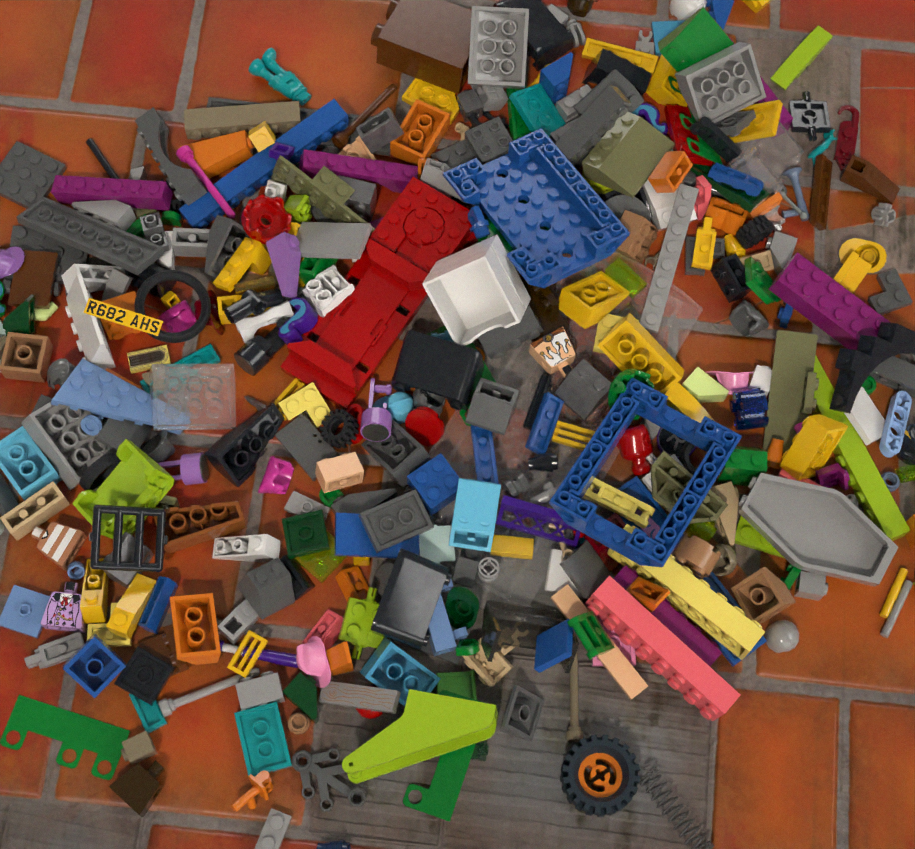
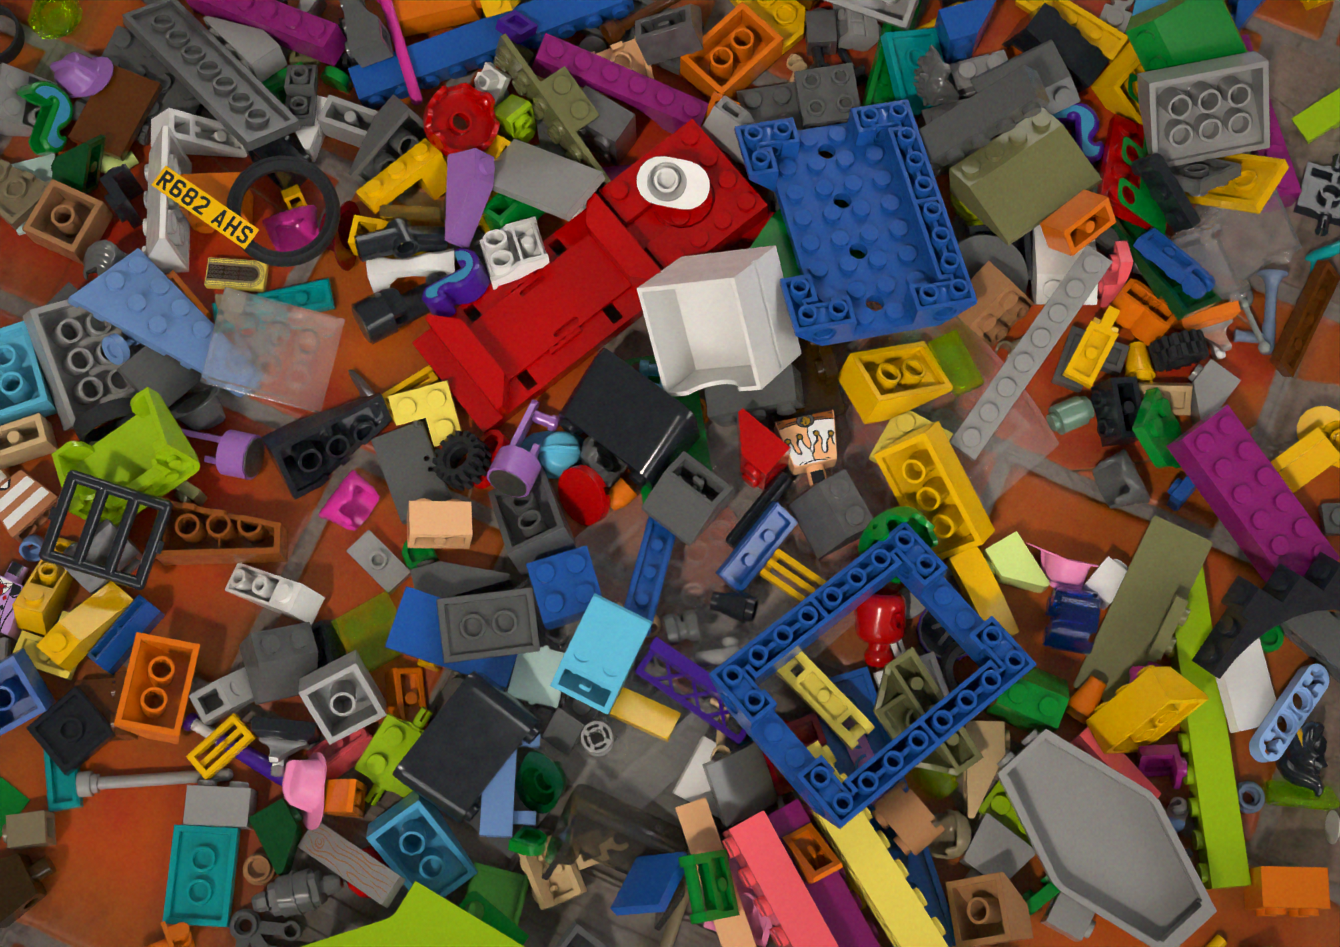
camera: 25 degrees right, 5 degrees up
(56, 329) = (121, 189): none -> black bracket
(116, 284) = (223, 154): light grey slope -> none
(286, 635) = (284, 739): none -> black piece
(305, 534) = (361, 599): dark green tile -> none
(317, 596) = (342, 697): none -> light grey brick
(330, 728) = (297, 892): none -> dark grey piece
(418, 216) = (673, 182): none -> white piece
(448, 418) = (621, 495): none -> orange hose
(478, 222) = (761, 220): blue piece -> none
(526, 364) = (760, 451): none -> red slope
(551, 112) = (933, 81): none -> dark grey hair
(703, 289) = (1070, 414): none -> sand green brick
(752, 558) = (995, 849): none -> light grey torso

